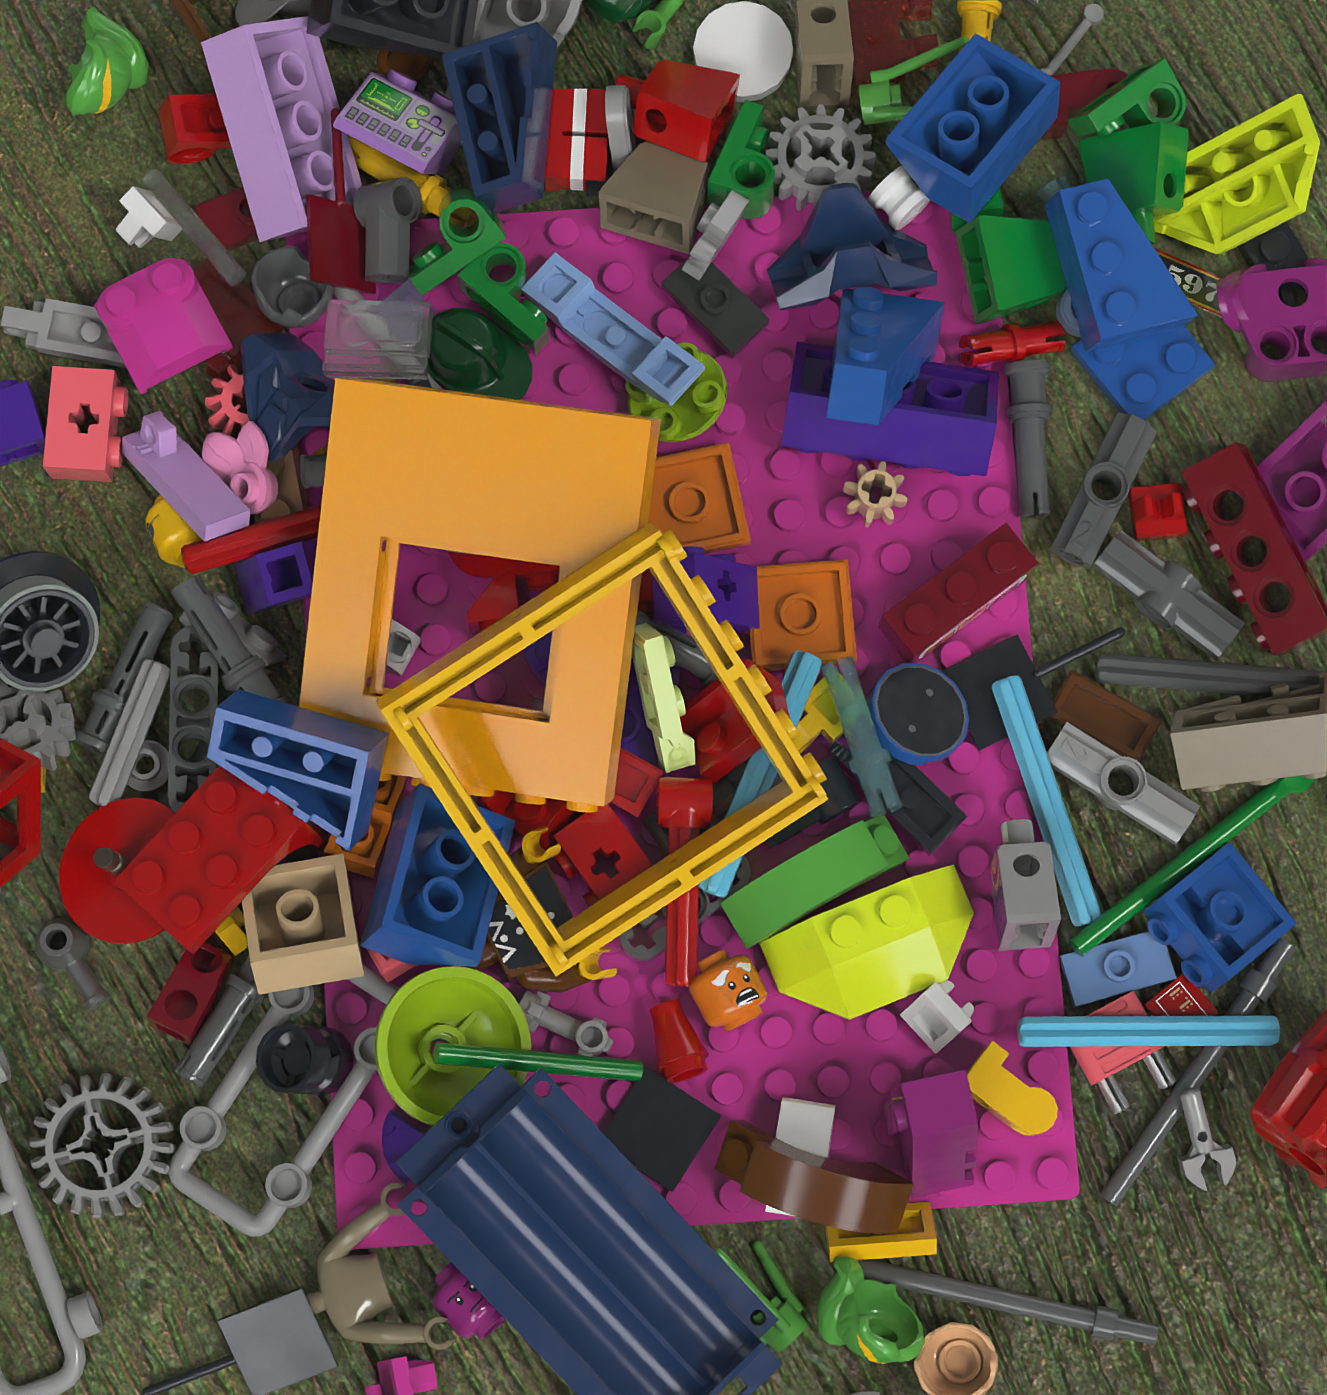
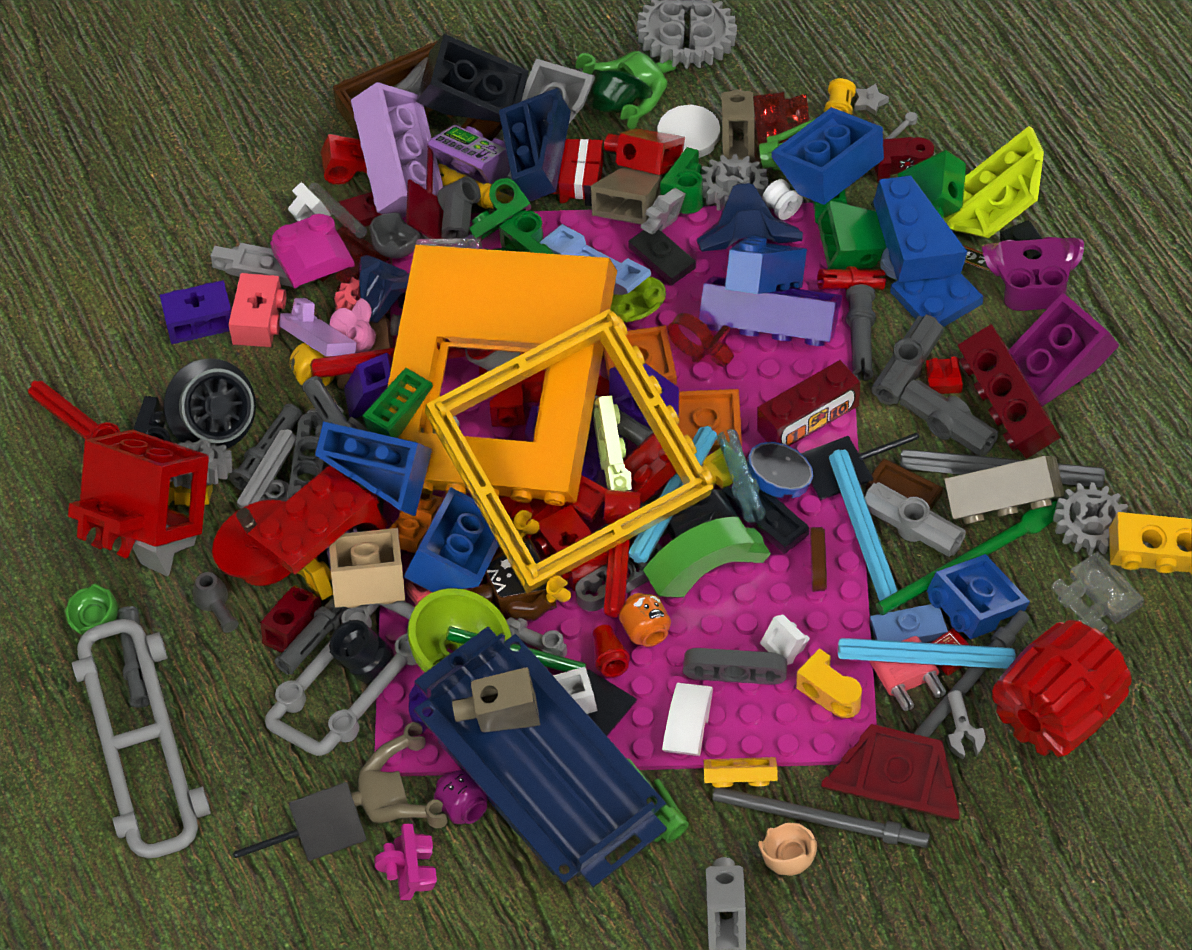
camera: 10 degrees right, 25 degrees down
(94, 1120) = (200, 702): light grey gear -> none
(108, 66) = (291, 128): bright green hair -> none
(301, 659) = (405, 411): none -> green slope
(550, 1199) = (500, 702): none -> dark tan torso
(619, 123) = (606, 152): light grey tile -> none
(636, 1109) = (578, 686): none -> white plate
(799, 483) = (711, 344): none -> clear red piece
(812, 1187) = (698, 724): reddish brown arch -> none
(861, 492) = (758, 352): tan gear -> none
(864, 1063) = (735, 666): none -> dark grey beam
(867, 1316) = (726, 817): bright green hair -> none
(874, 946) = (741, 596): neon yellow wedge -> none
(934, 1131) = (774, 688): magenta wedge -> none
(982, 871) = (818, 559): none -> reddish brown tile
(1024, 889) = (845, 552): light grey torso -> none
(1109, 1229) = (897, 771): none -> dark red wing
(1128, 102) = (927, 145): green plate -> none

